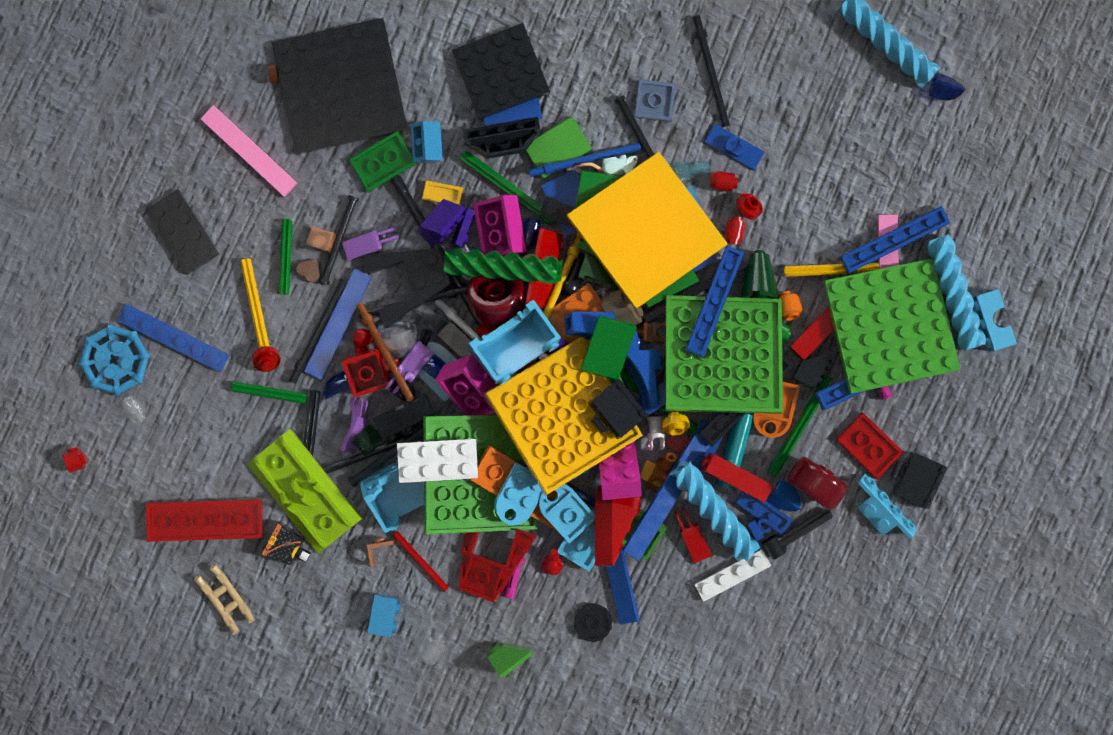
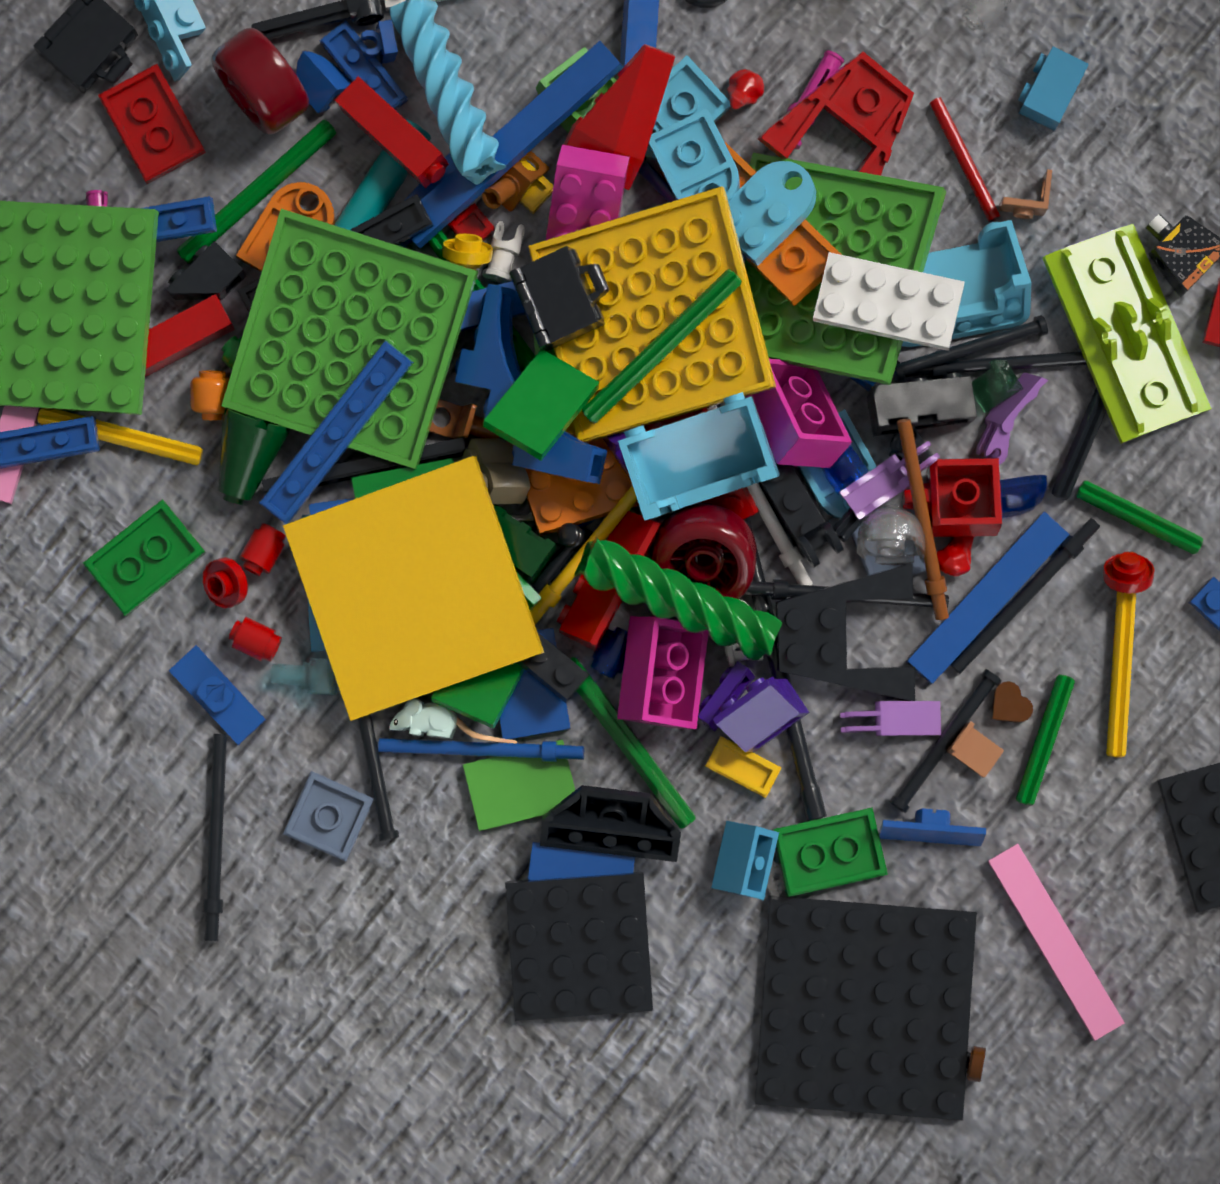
camera: 165 degrees left, 5 degrees down
(331, 191) = (932, 828): none -> blue piece
(552, 398) = (662, 346): none -> green axle
(693, 539) = (495, 57): red arm -> none
(797, 208) = (144, 557): none -> green tile

